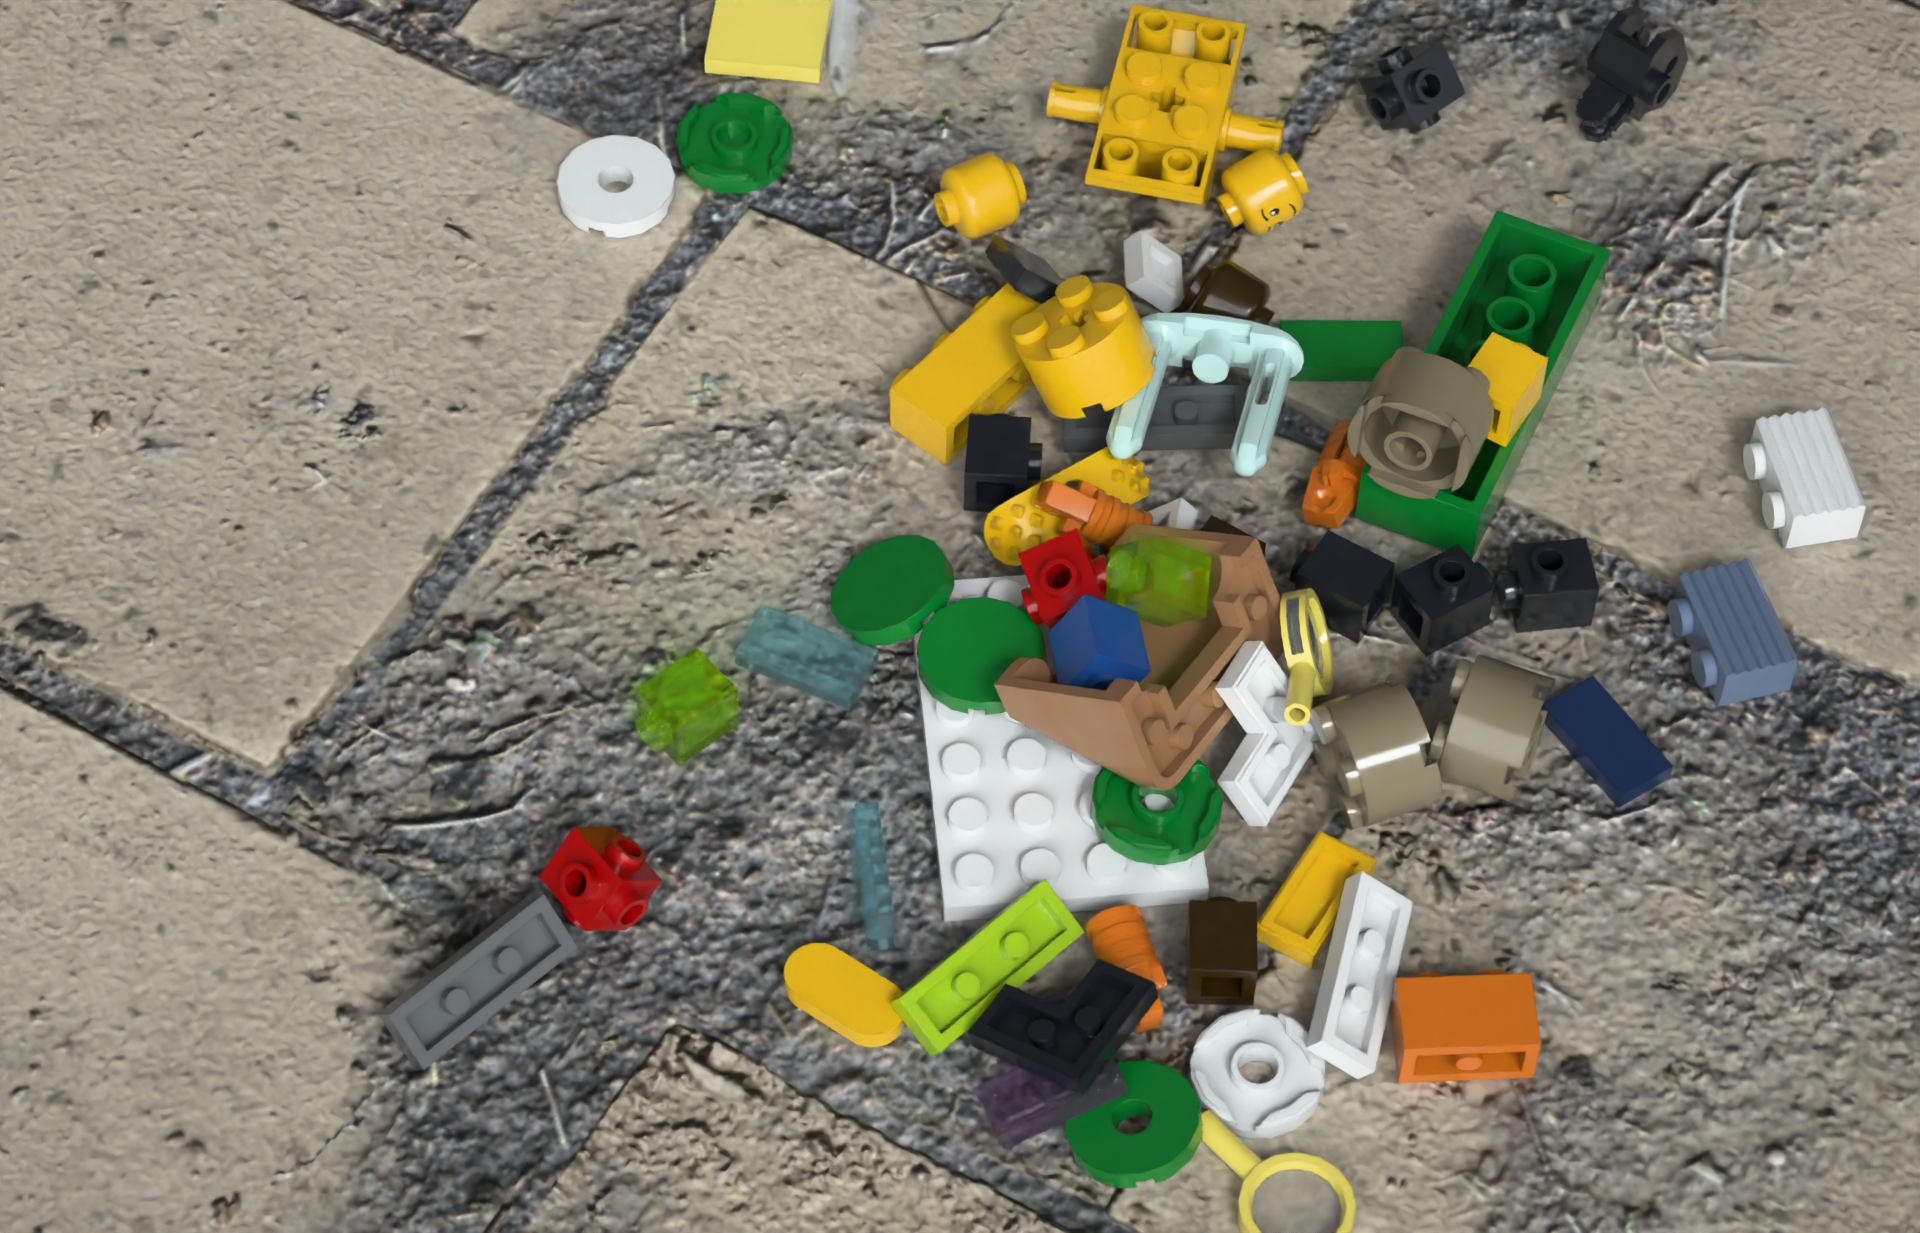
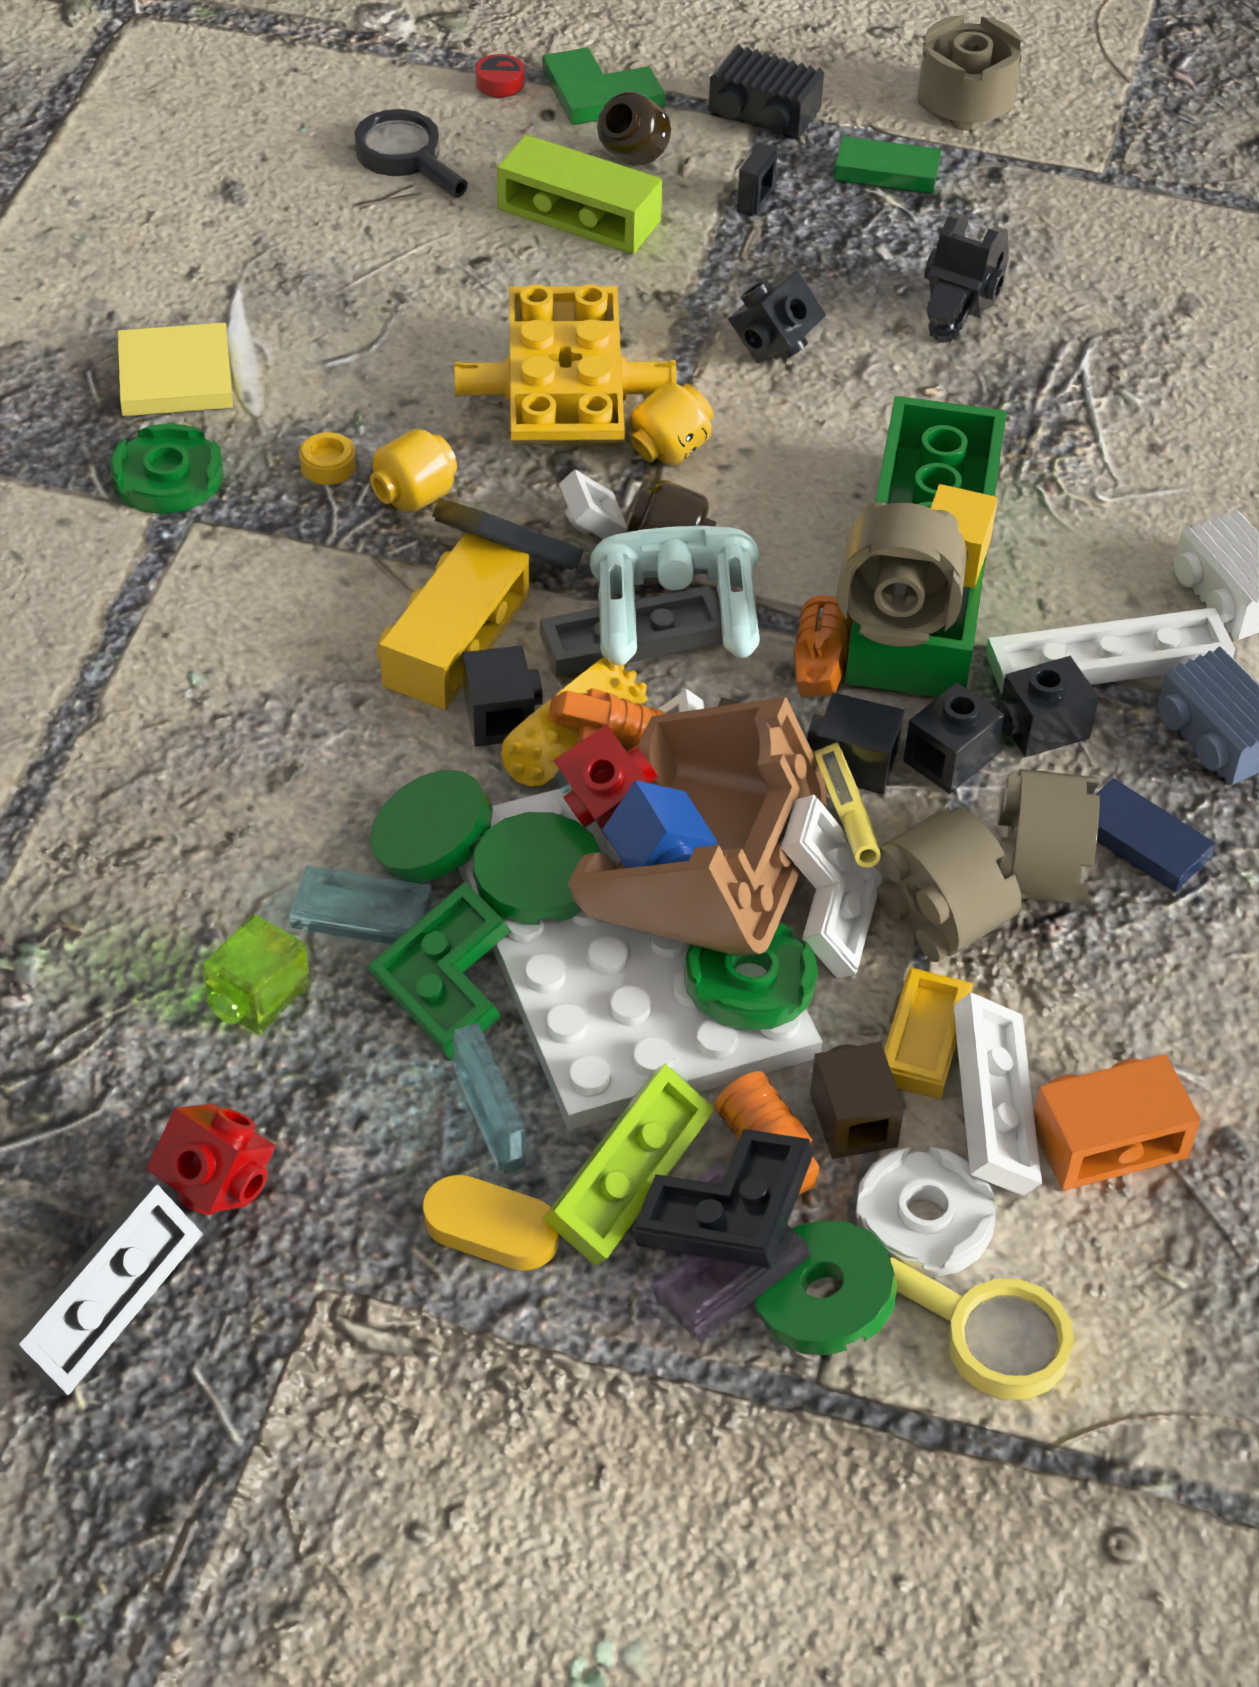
camera: 15 degrees left, 5 degrees down
(612, 160) = (60, 499): white tile -> none
(853, 727) = (428, 965): none -> green tile
(900, 161) = (327, 458): none -> yellow tile
(1085, 347) = (559, 571): yellow brick -> none
(1159, 580) = (699, 757): clear neon green brick -> none
(1343, 347) = (796, 543): green tile -> none
(1647, 534) = (1115, 648): none -> white plate

